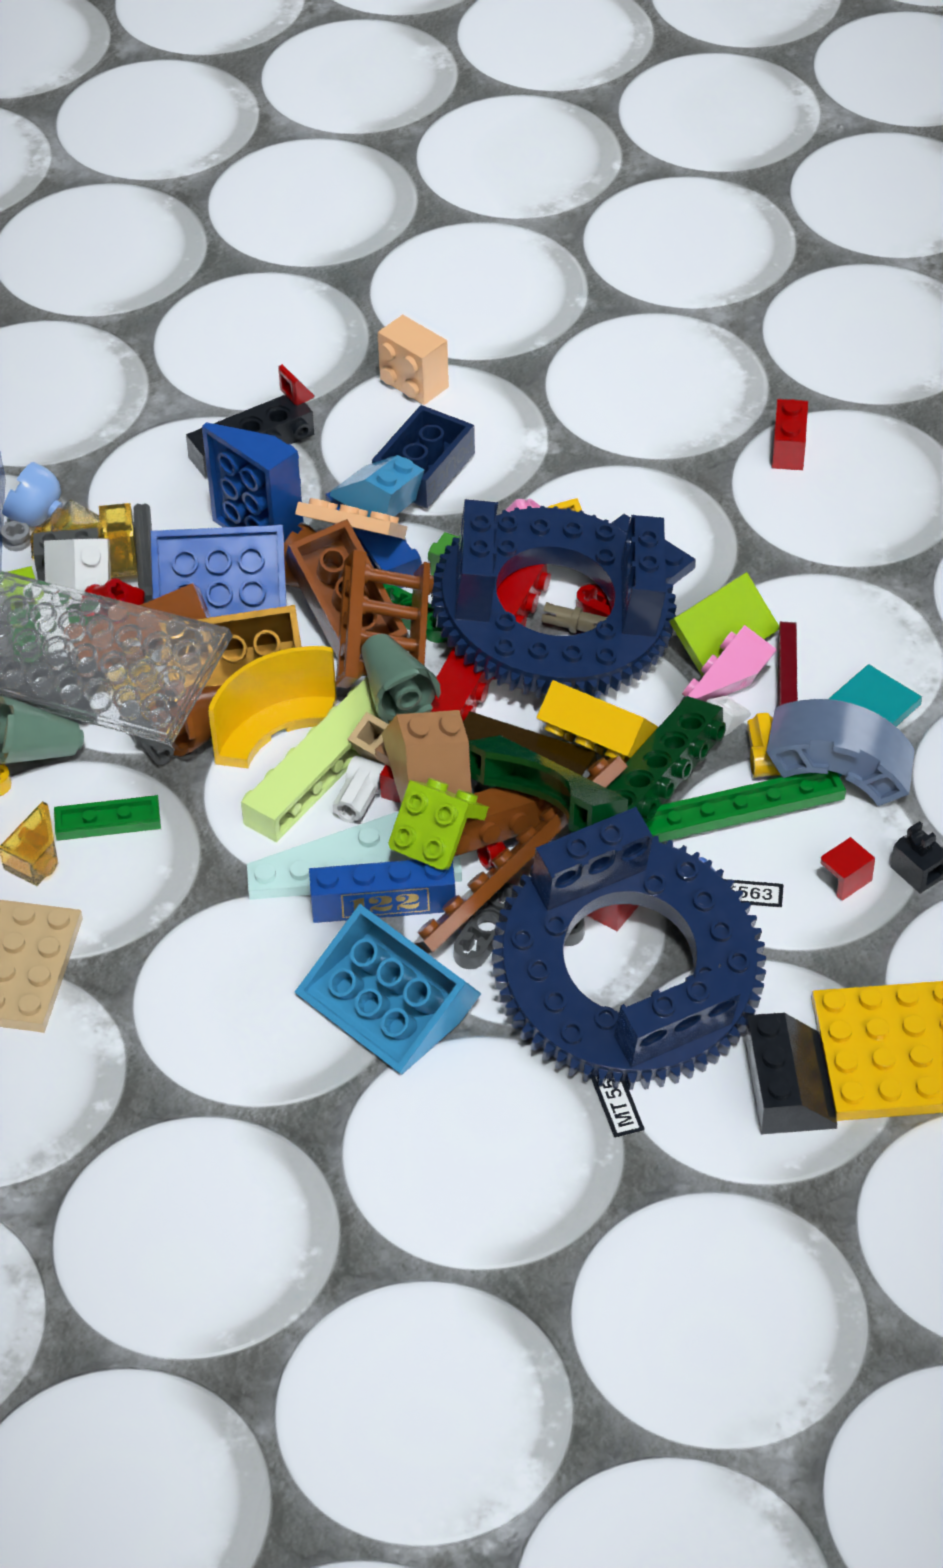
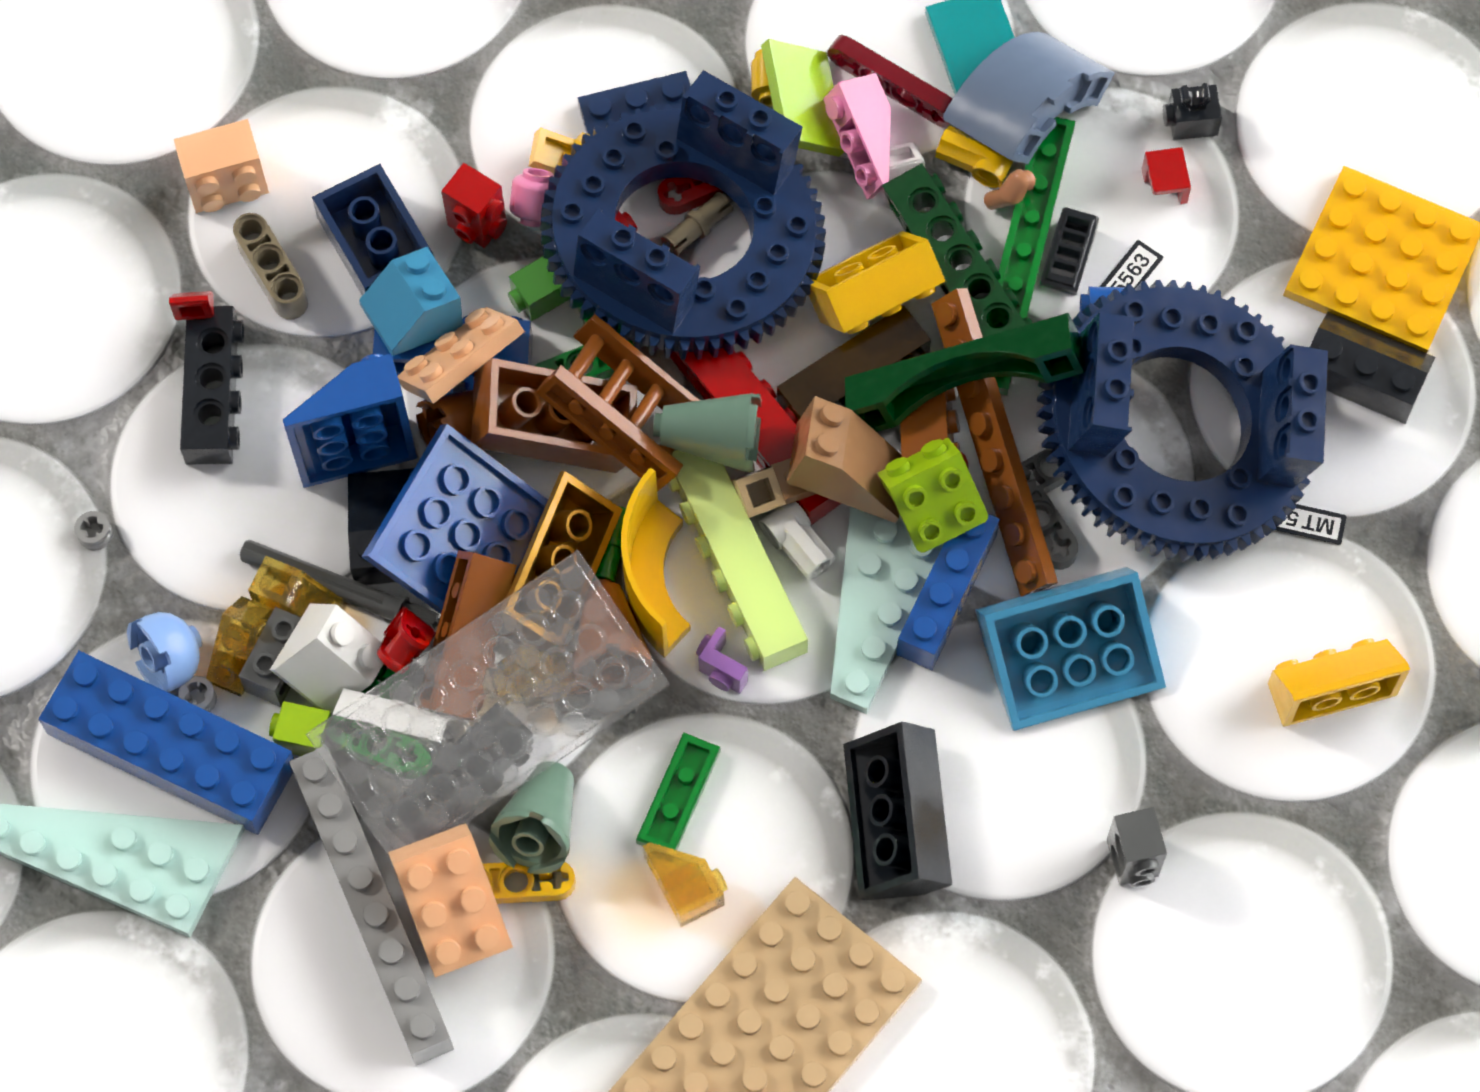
camera: 60 degrees left, 20 degrees up
(105, 434) = (101, 539): none -> light grey bush
(174, 947) = (897, 812): none -> black slope
(227, 780) = (721, 669): none -> medium lavender bracket
(233, 1099) = (1136, 847): none -> dark grey brick
(362, 423) = (268, 250): none -> dark tan beam
(476, 1176) = (1337, 680): none -> yellow slope
(484, 479) = (474, 206): none -> red brick
(741, 829) = (1078, 228): none -> black slope
(755, 772) = (1011, 191): none -> nougat arm

